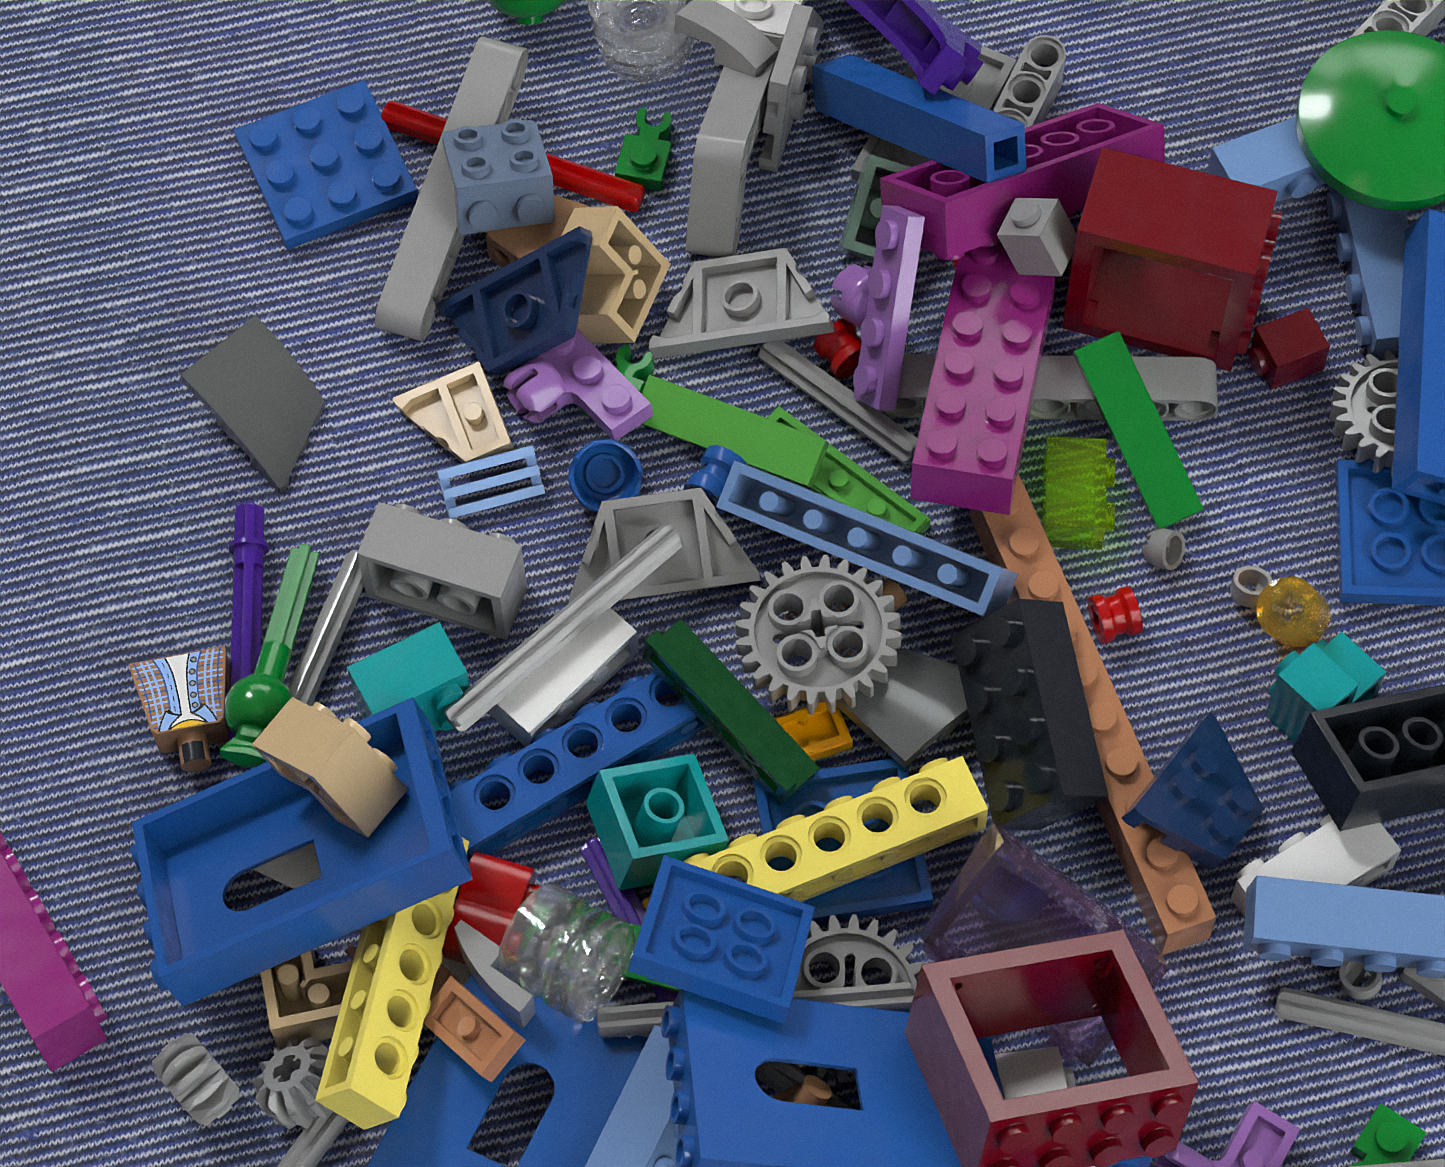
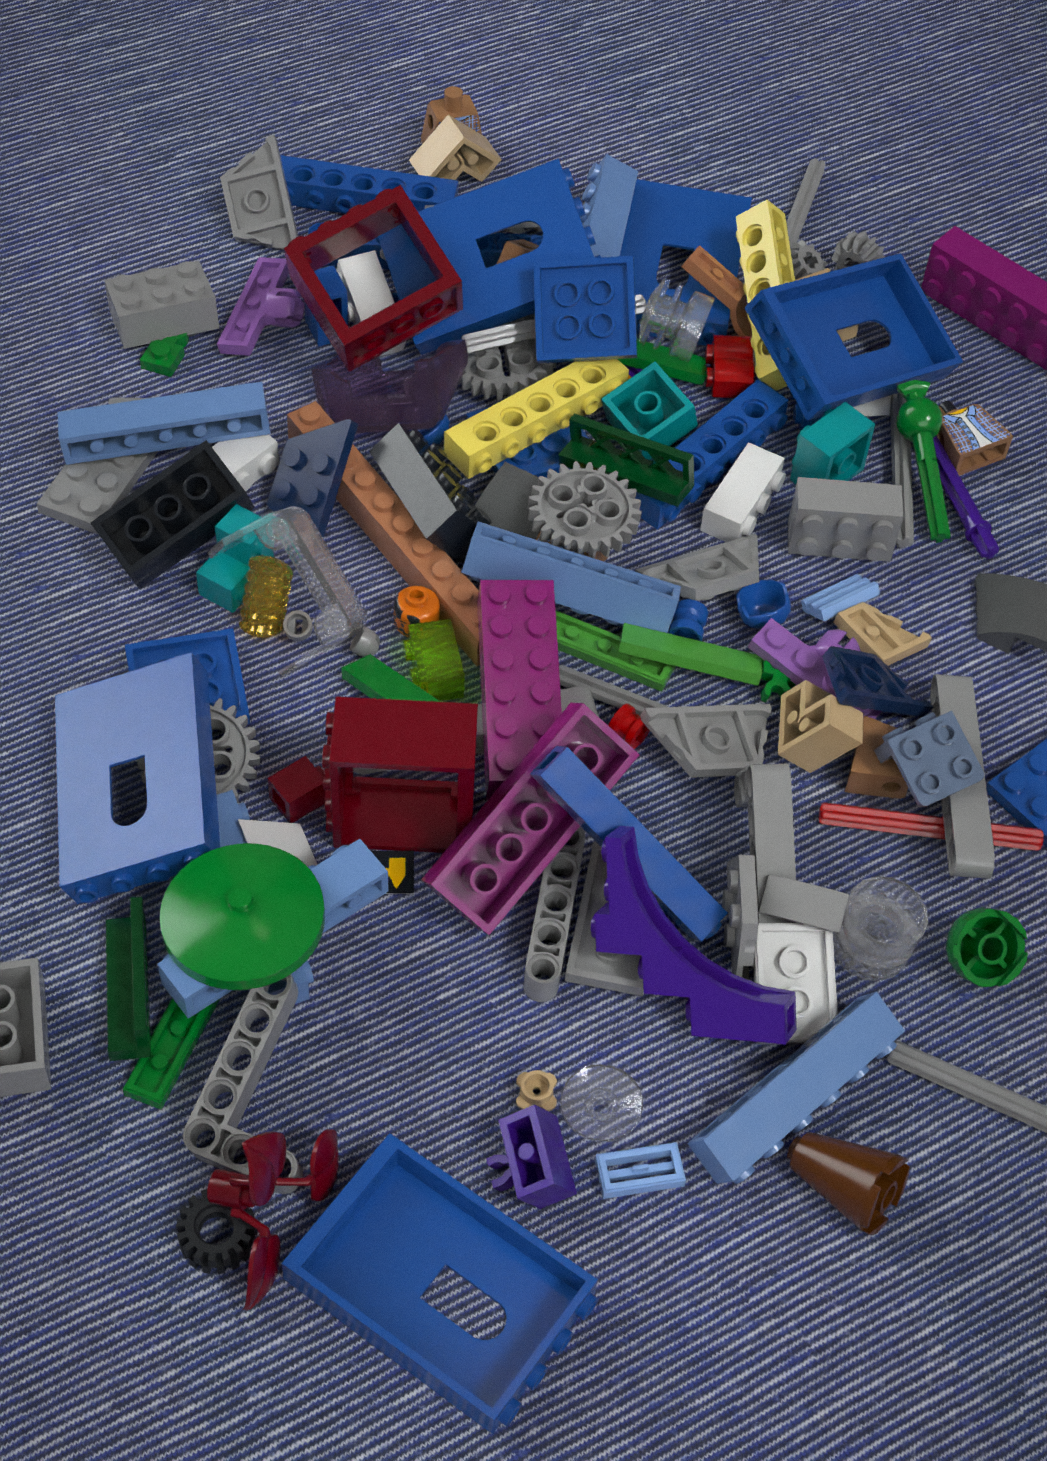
camera: 160 degrees right, 10 degrees down
(332, 763) = (860, 350): tan brick -> none
(481, 959) = (726, 313): light grey slope -> none
(563, 627) = (748, 496): light grey axle -> none
(646, 156) = (833, 849): green plate -> none
(866, 208) = (639, 795): sand green brick -> none
(880, 305) = (612, 709): medium lavender plate -> none
(1038, 236) = (507, 740): light grey brick -> none
(1088, 561) = (415, 606): none -> orange head
(1115, 614) = (385, 590): red wheel -> none
(1251, 623) = (296, 533): none -> clear windscreen
(1326, 273) = (279, 835): none -> white sticker

